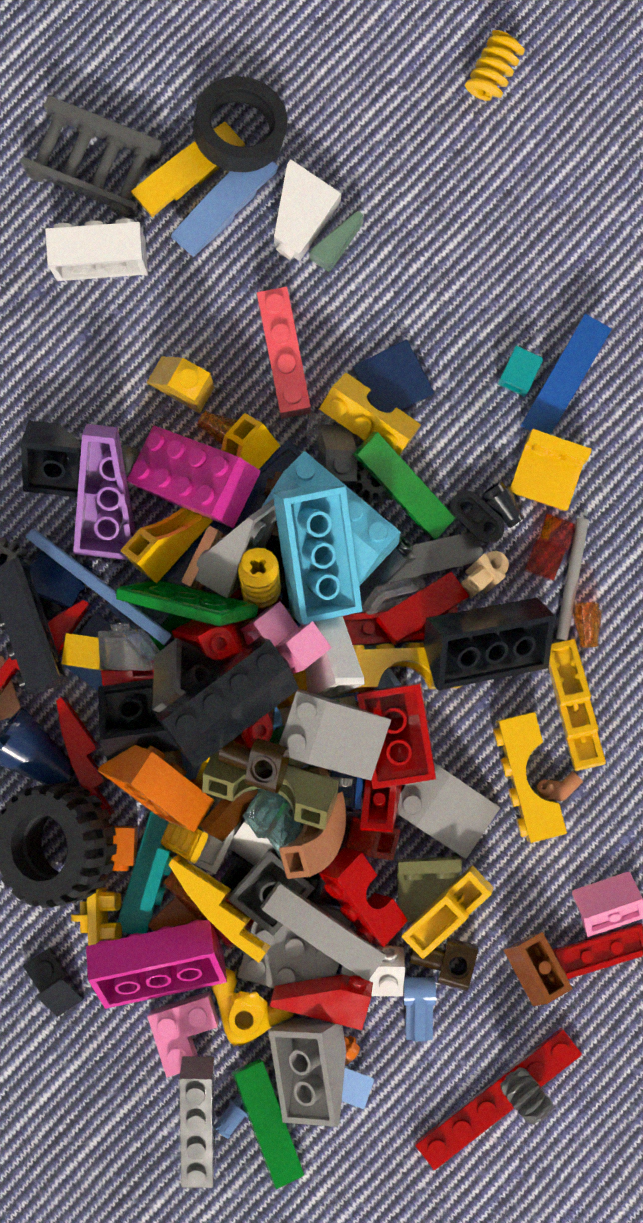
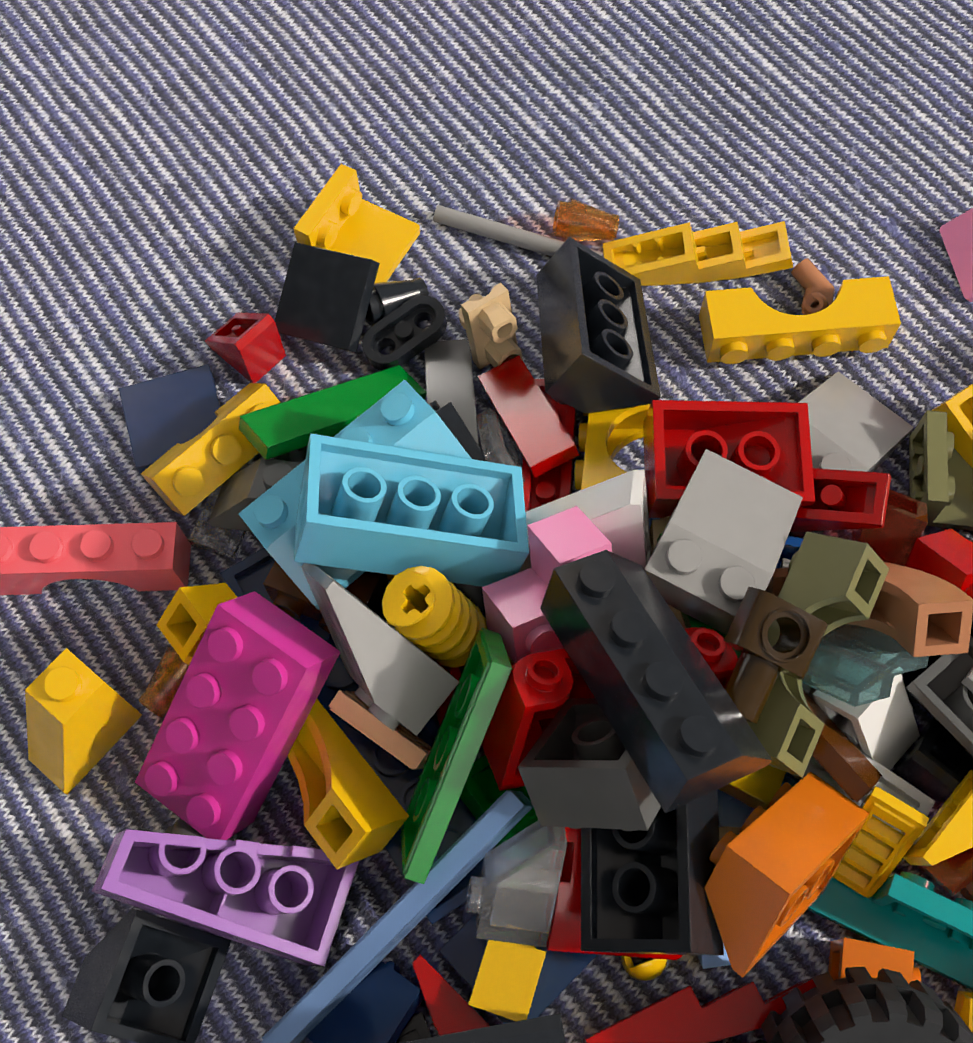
camera: 75 degrees left, 20 degrees down
(454, 412) = (249, 344): none -> red slope
(491, 459) = (326, 296): none -> black tile
(520, 371) = (210, 251): teal panel -> none
(550, 547) = (466, 256): clear red slope -> none
(566, 375) = (230, 193): blue slope -> none

